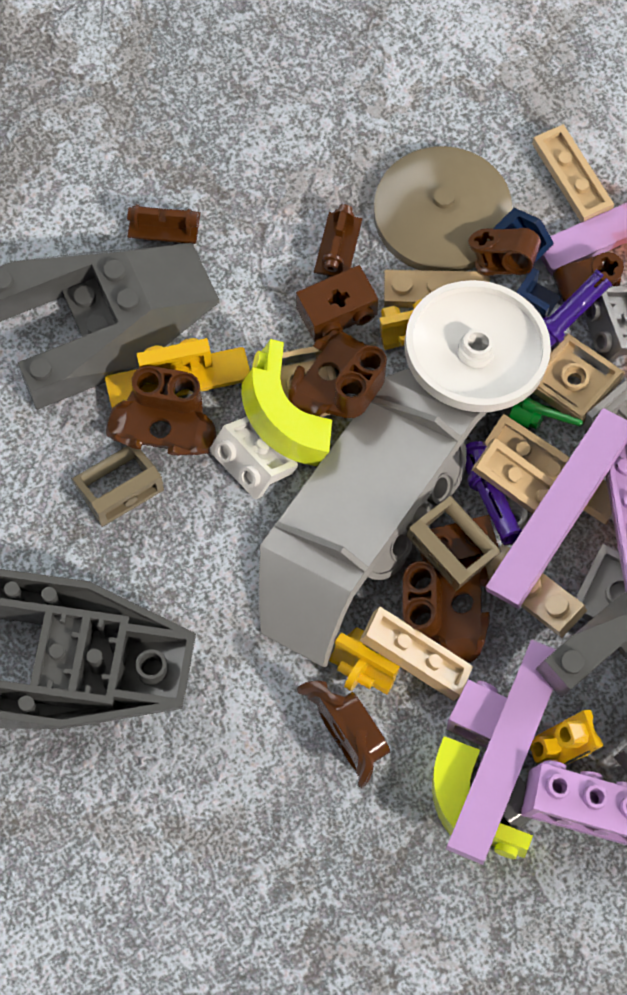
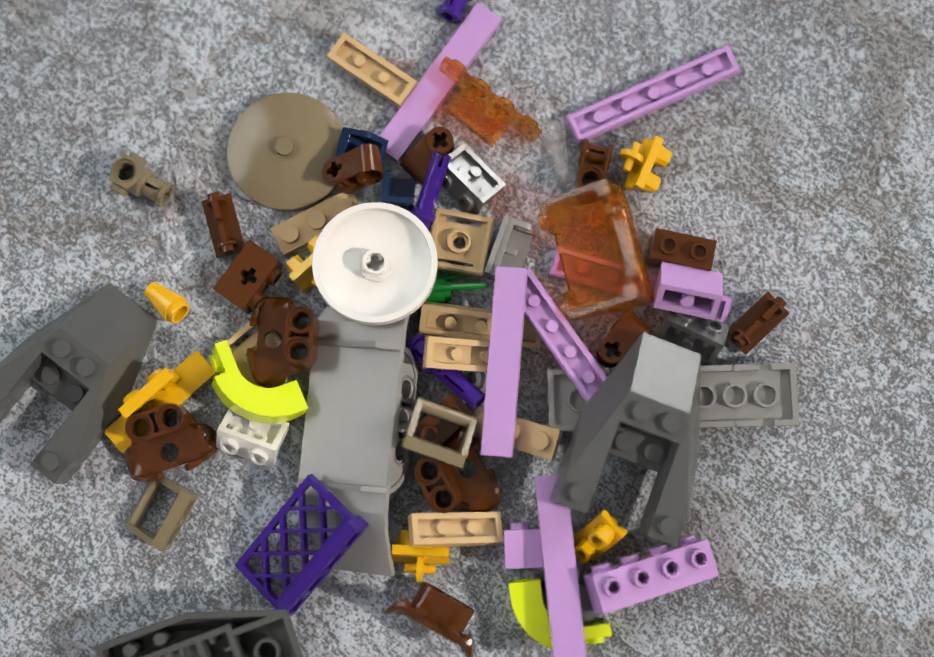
camera: 25 degrees left, 15 degrees up
(163, 224) = (78, 279): reddish brown hinge -> none
(240, 288) = (167, 303): none -> yellow cone
(260, 608) = (323, 559): none -> dark purple fence
(278, 164) = (140, 182): none -> dark tan connector

